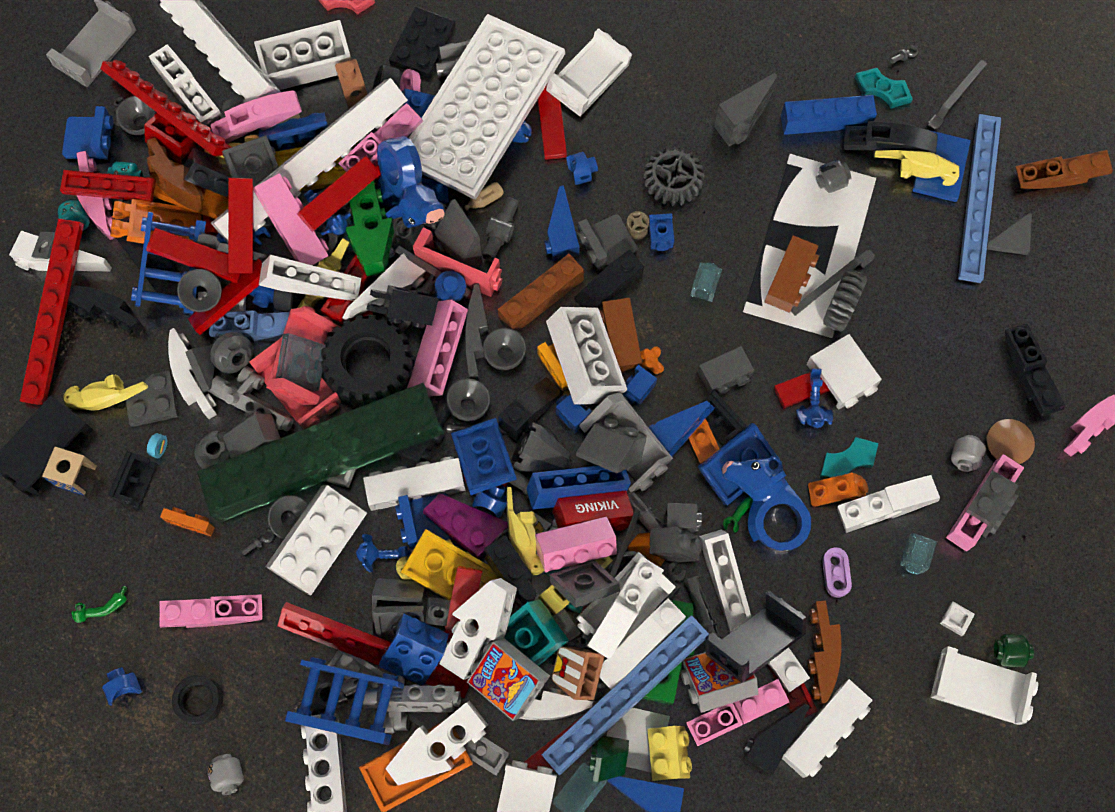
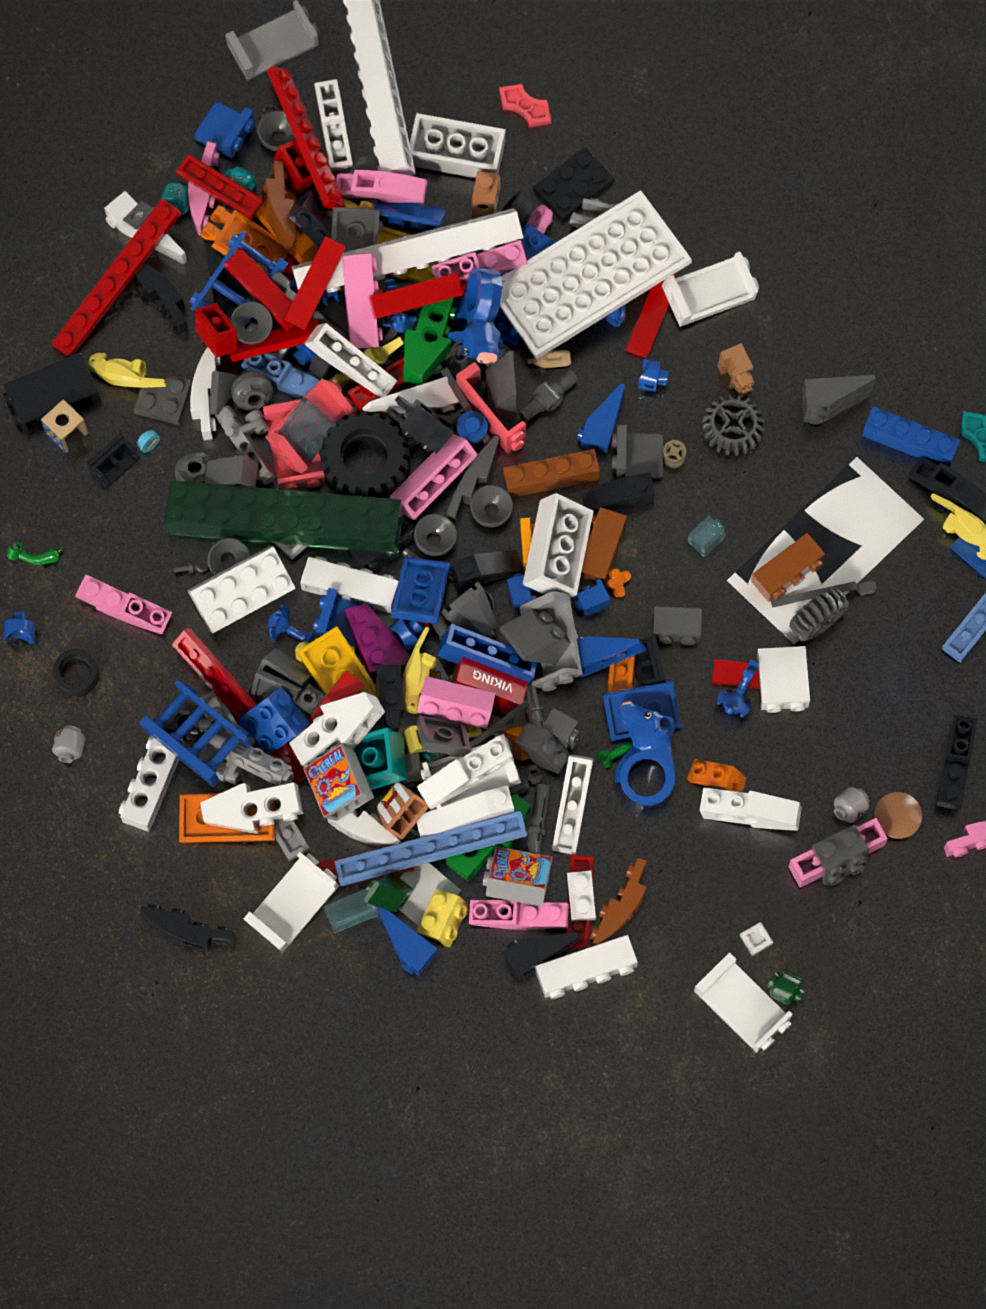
camera: 30 degrees right, 0 degrees up
(169, 313) = (216, 330): none -> red brick
(179, 518) = (136, 514): orange plate -> none
(653, 126) = (739, 368): none -> medium nougat hips
(657, 224) = (695, 462): blue brick -> none
(757, 639) = (568, 862): panel -> none
(833, 176) = (880, 497): dark grey head -> none
(837, 573) = (673, 846): lavender plate -> none
(858, 455) = (753, 757): teal tile -> none
(918, 554) = (753, 866): clear light blue brick -> none

